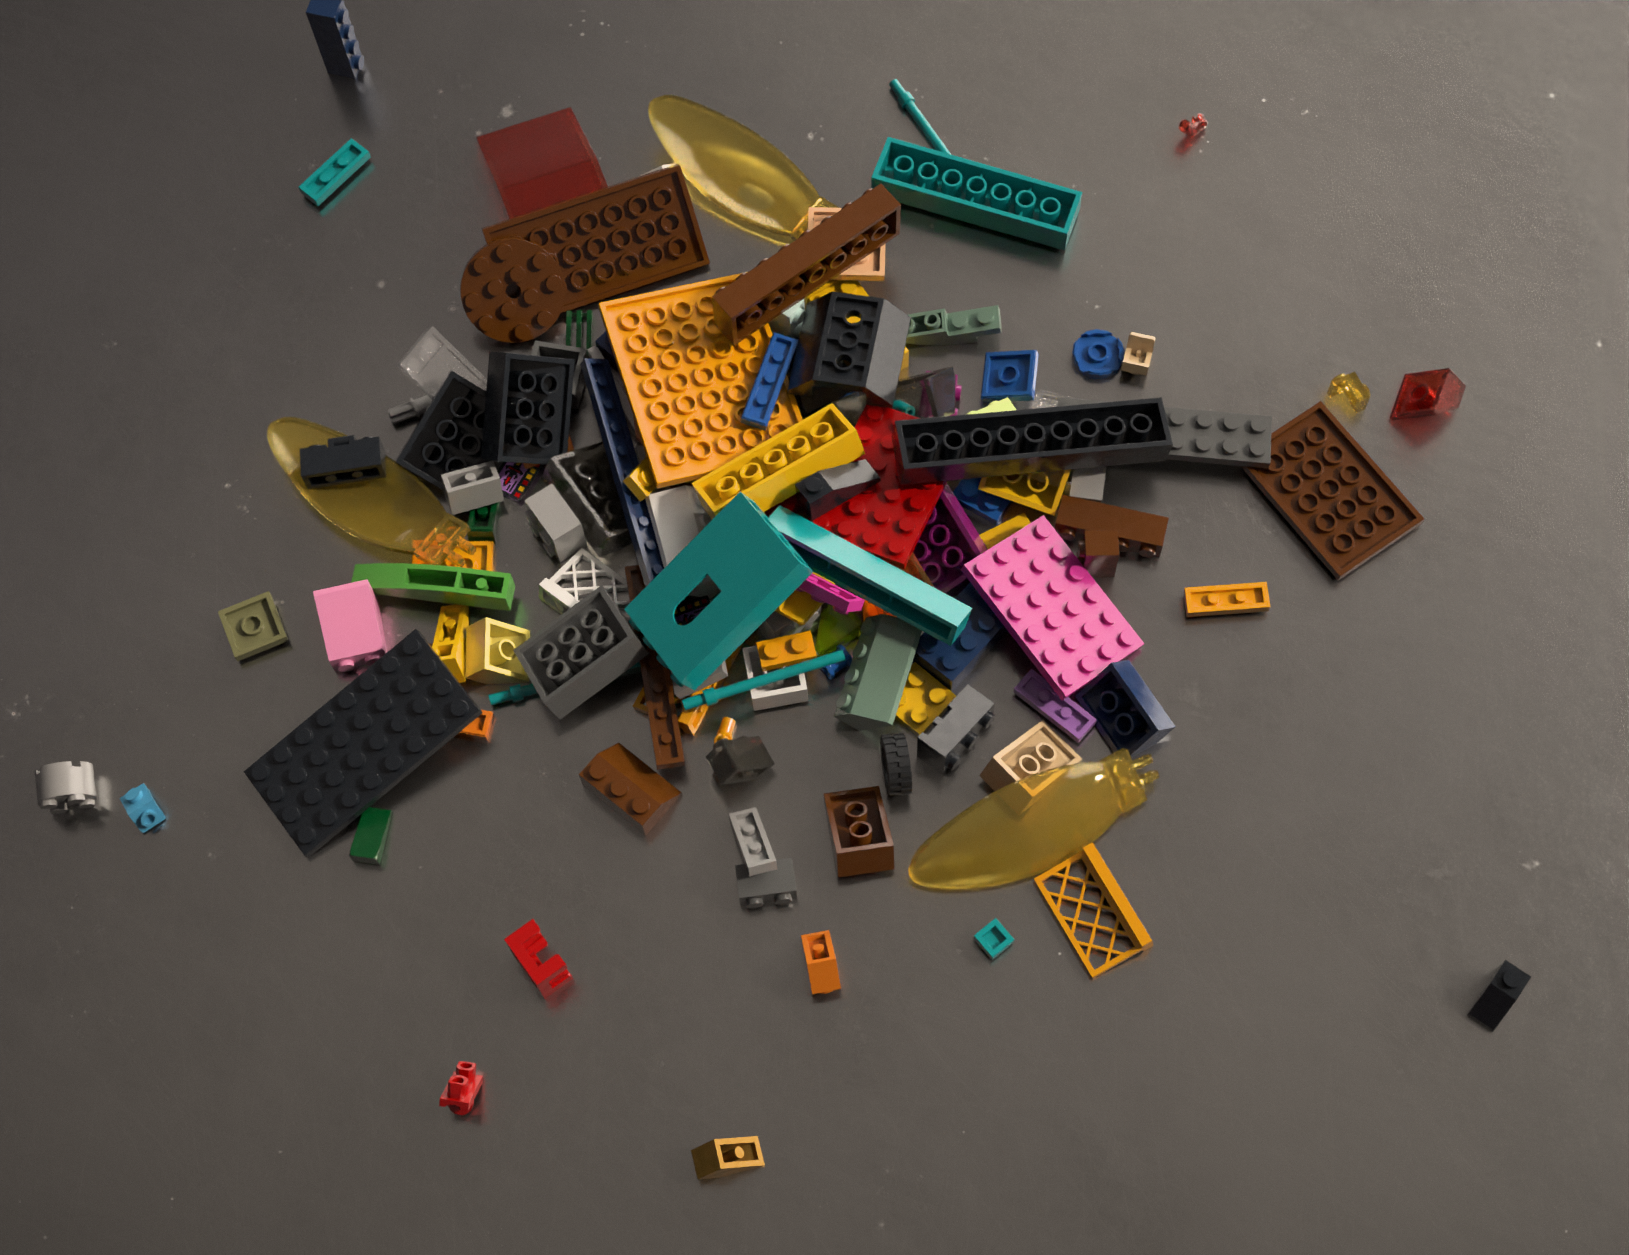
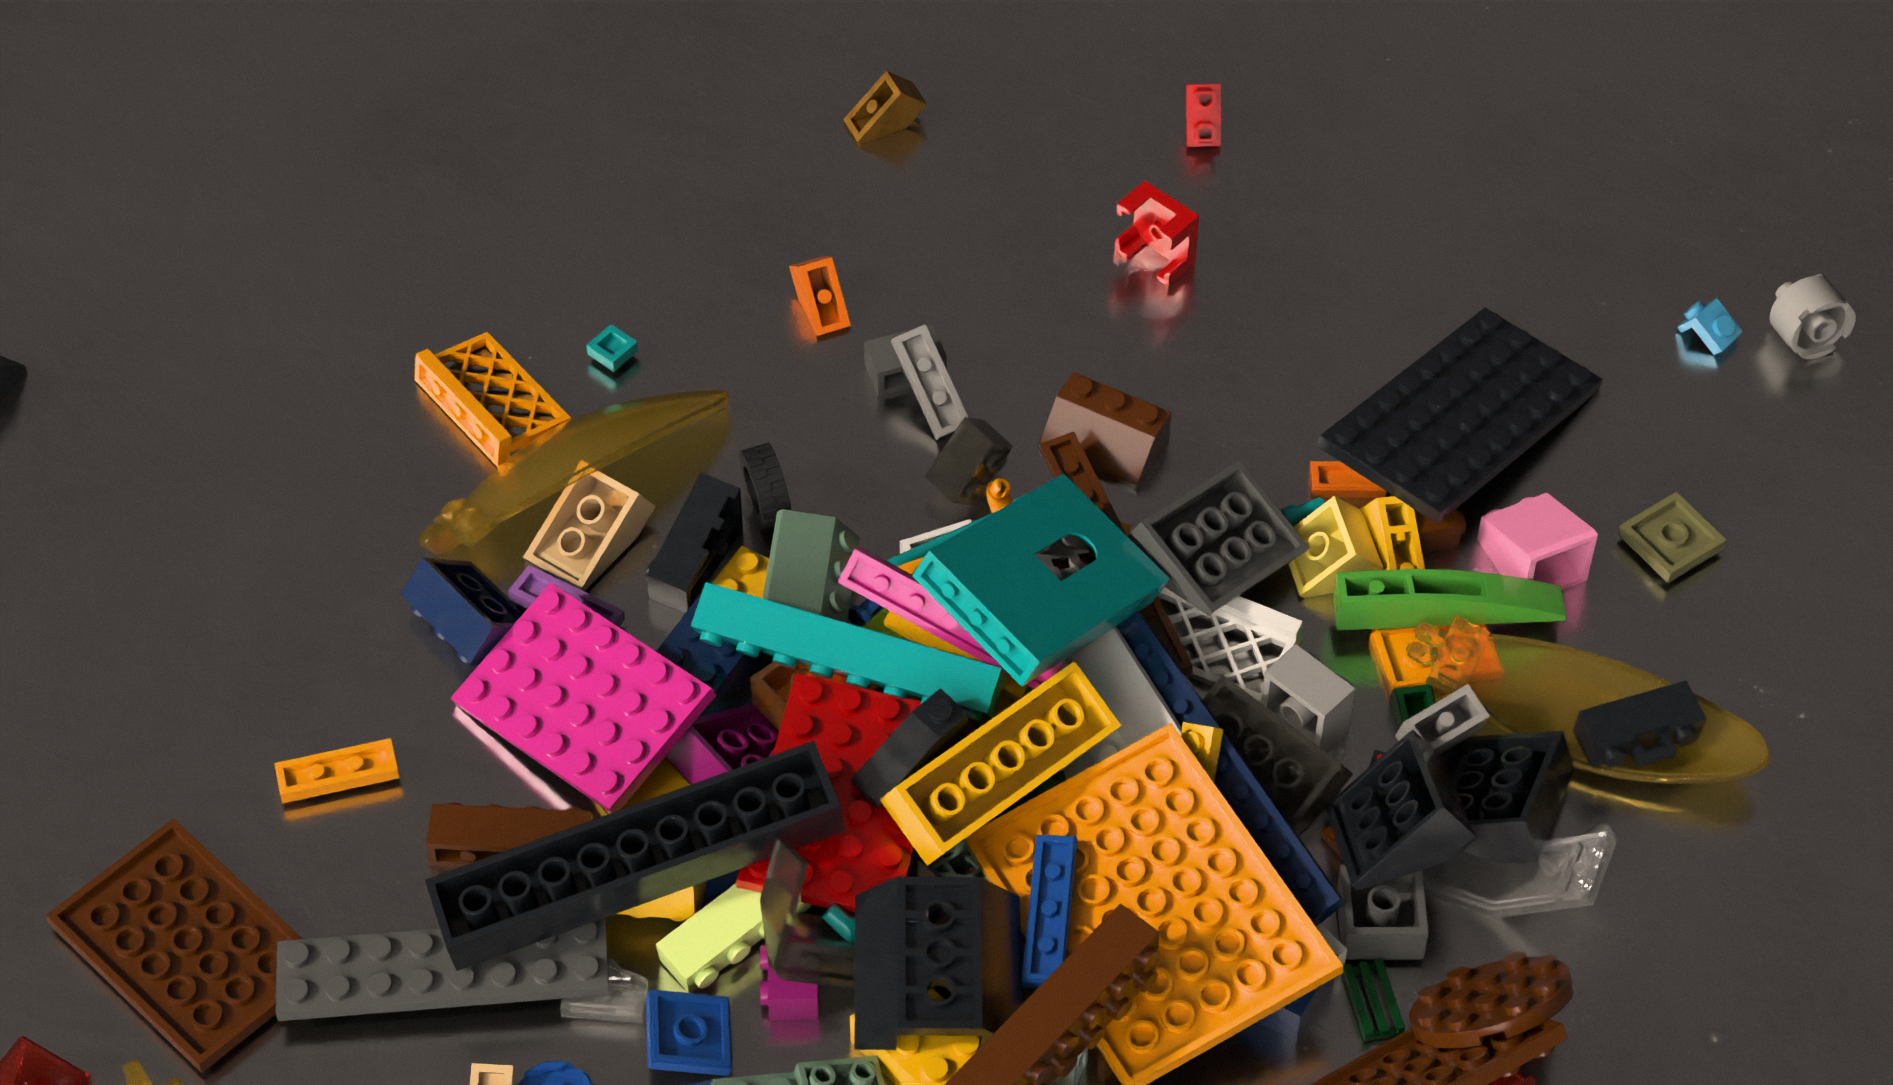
camera: 165 degrees right, 15 degrees down
(371, 836) = (1410, 333): dark green slope -> none
(859, 831) = (801, 426): reddish brown slope -> none
(1099, 552) = (525, 774): reddish brown brick -> none

